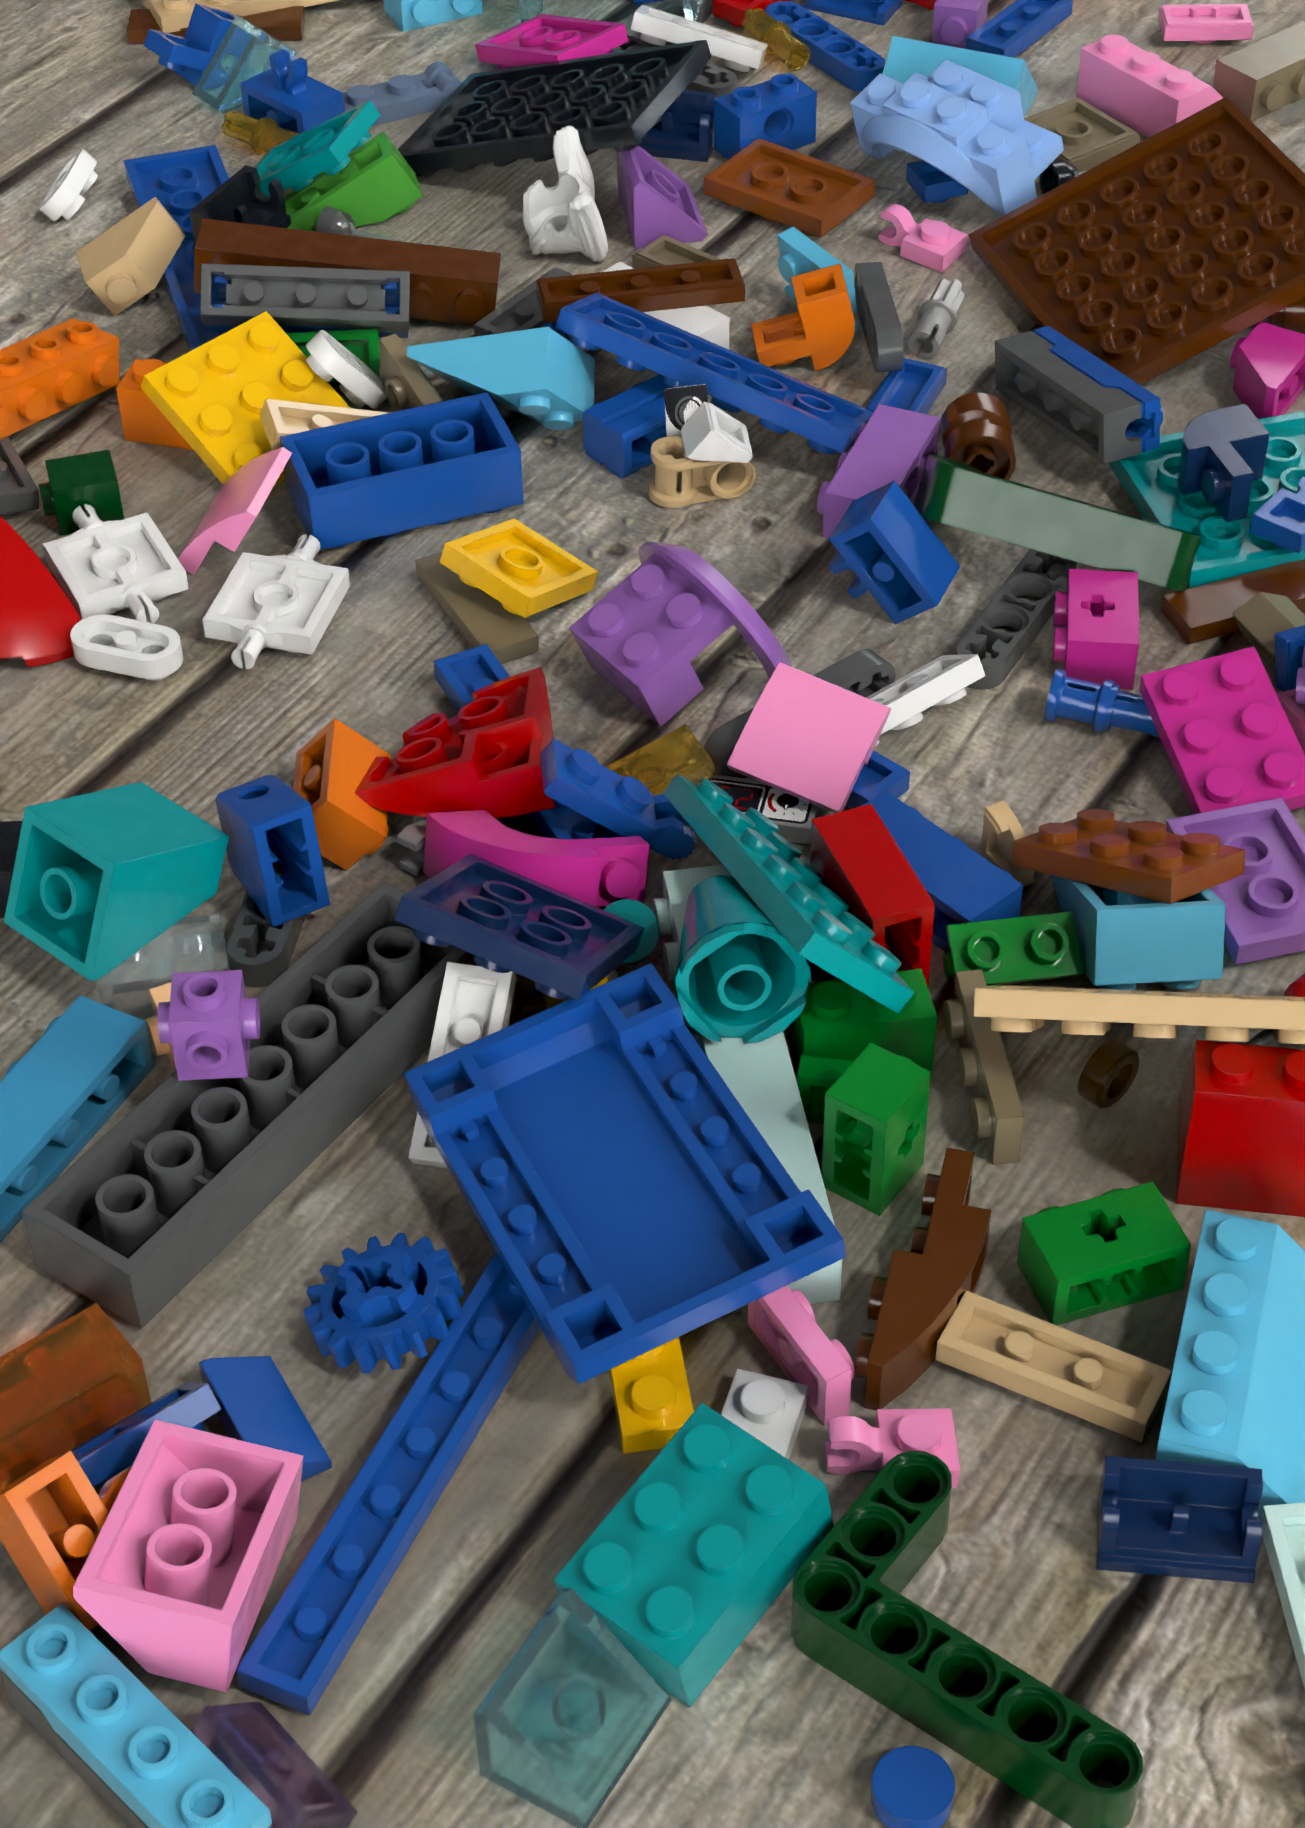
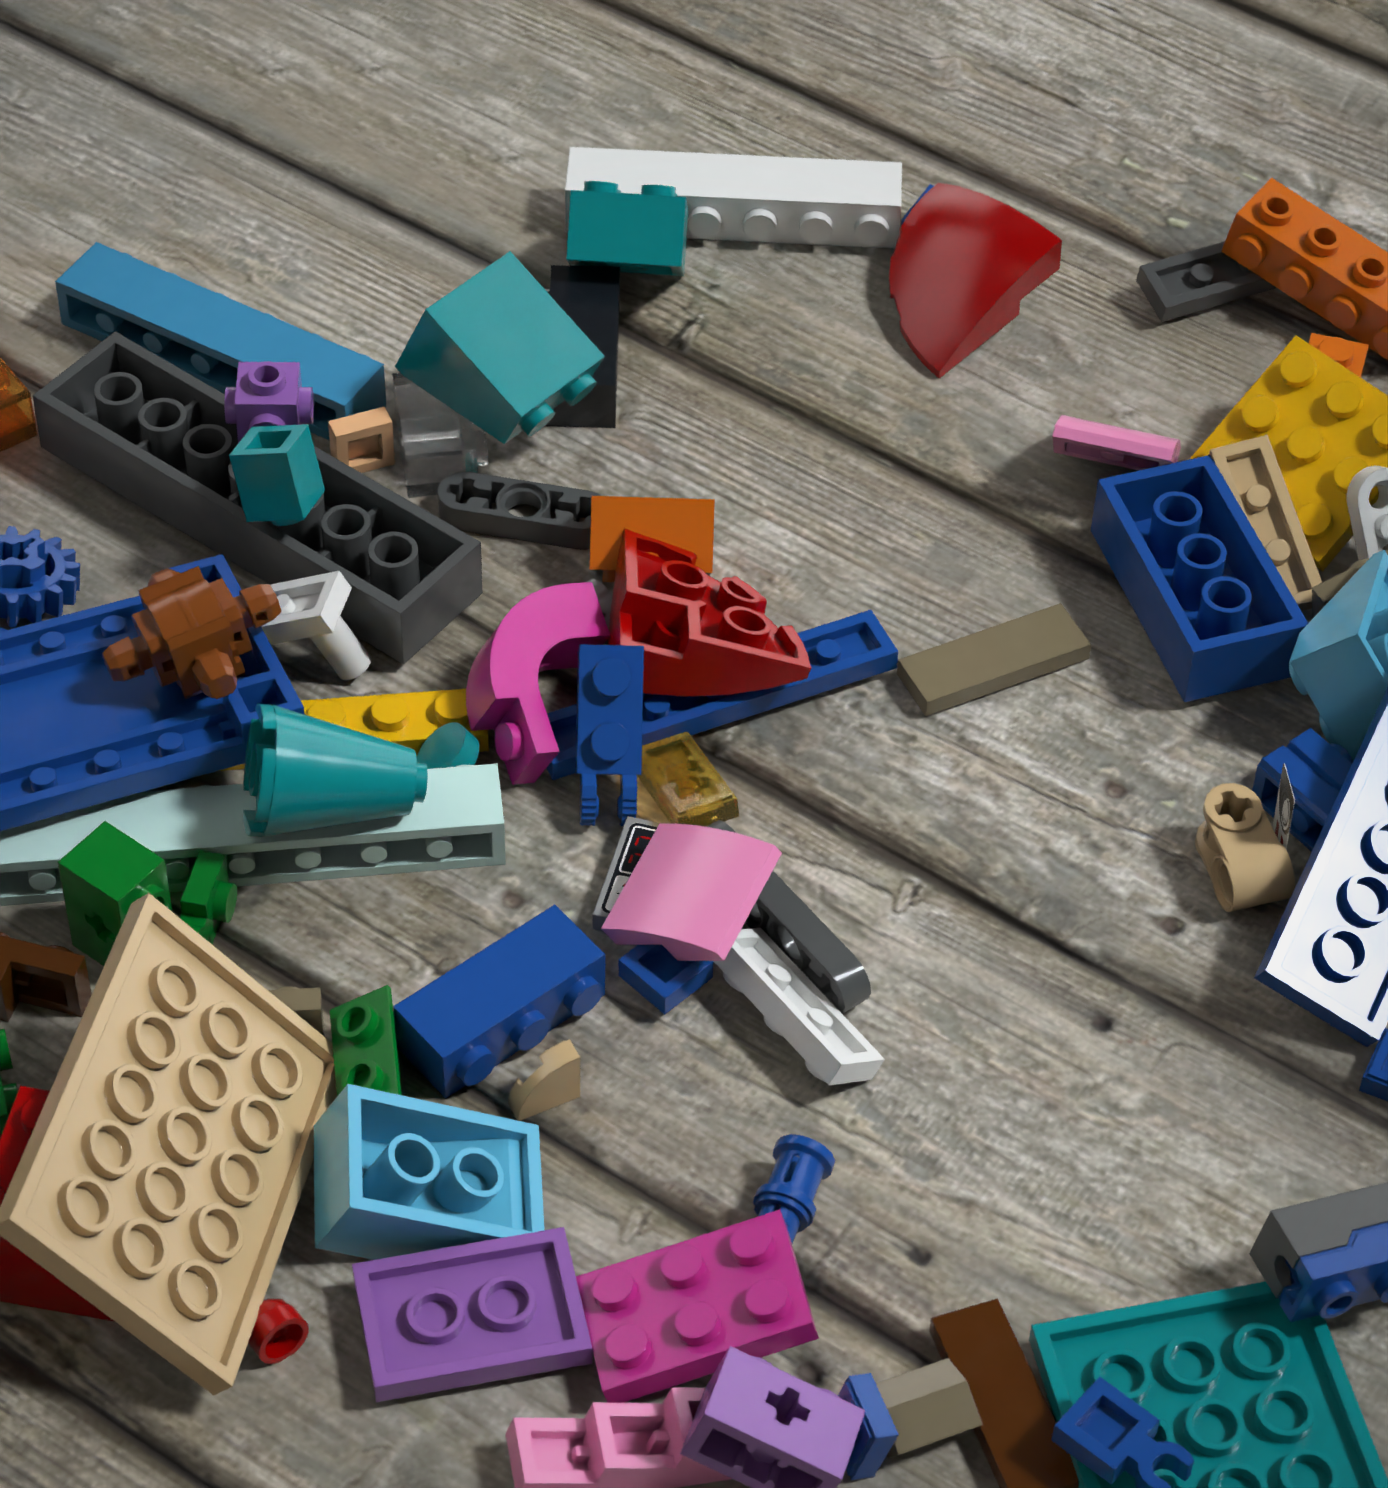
camera: 90 degrees right, 5 degrees up
(81, 481) = (1167, 342): dark green brick -> none
(115, 565) = (1047, 374): white plate -> none
(127, 646) = (914, 389): white plate -> none
(269, 826) = (549, 467): blue torso -> none
(276, 602) = (985, 496): white plate -> none
(326, 996) = (277, 473): none -> teal brick
(518, 567) = (1026, 676): yellow plate -> none
(519, 926) = (383, 625): dark blue plate -> none
(556, 1053) = (192, 633): none -> dark orange piece
(660, 622) = (867, 764): medium lavender piece -> none
(715, 436) = (1252, 845): white slope -> none
(790, 892) = (407, 824): teal plate -> none
(844, 1021) = (279, 917): green brick -> none
(876, 881) = (421, 916): red brick -> none
(885, 450) = (1230, 1027): medium lavender brick -> none
(892, 553) = (1027, 997): blue brick -> none
(979, 434) = (1322, 1127): reddish brown wheel -> none
(1021, 615) = (980, 1139): dark grey beam -> none
(1055, 523) = (1082, 1069): beam -> none
(1098, 627) = (923, 1216): dark pink brick -> none
(1129, 856) = (476, 1162): dark orange plate -> none
(1223, 457) = (1240, 1354): dark blue brick -> none

